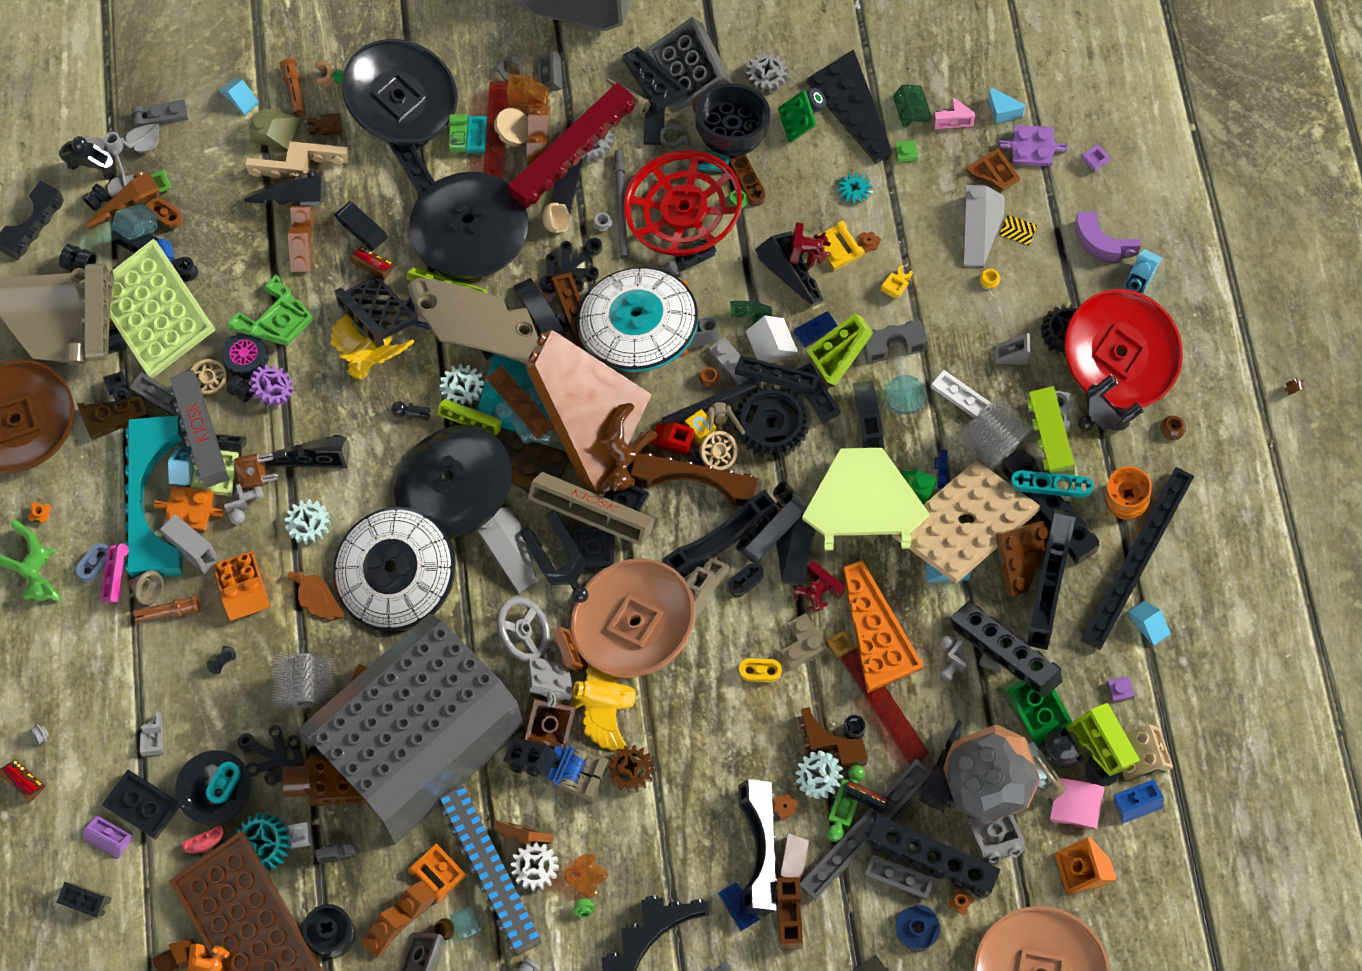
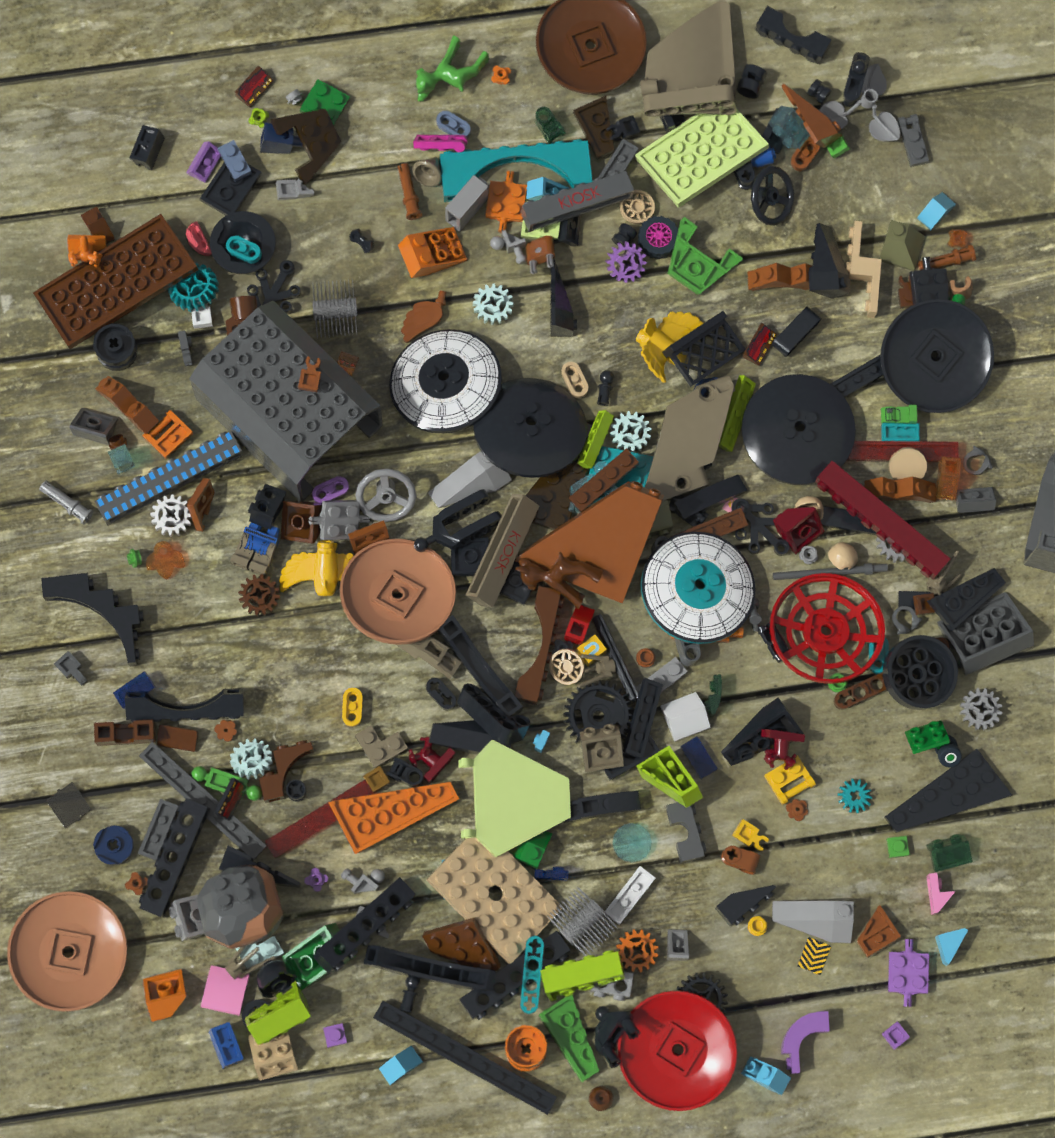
camera: 80 degrees right, 10 degrees up
(52, 701) = (325, 97): none -> green plate
(54, 774) = (256, 112): none -> lime plate
(91, 749) = (276, 143): none -> dark blue torso
(92, 705) = (316, 135): none -> dark brown wing
(106, 463) = (549, 128): none -> clear green piece
(111, 797) = (234, 160): none -> sand blue plate
(209, 245) = (769, 195): none -> black piece
(267, 74) = (961, 234): none -> clear orange plate
(322, 101) = (929, 283): none -> black plate
(398, 676) = (309, 377): none -> dark orange plate
(399, 440) = (574, 380): none -> tan plate
(516, 689) = (330, 490): none -> medium lavender plate
(573, 227) = (798, 527): none -> dark red slope
(605, 188) = (843, 555): none -> tan hair
(660, 117) = (921, 604): none -> reddish brown plate
(799, 477) = (541, 740): none -> medium azure plate
(809, 412) = (601, 748): none -> dark tan plate
(833, 617) = (402, 771): none -> black piece
(922, 291) = (743, 859): none -> dark orange piece
(951, 714) = (321, 879): none -> medium lavender plate
(970, 294) = (739, 903): none -> black slope
(1019, 386) = (629, 945): none -> orange gear
(1075, 612) = (412, 984): none -> black pin
(1113, 454) = (567, 1031): none -> bright green wing

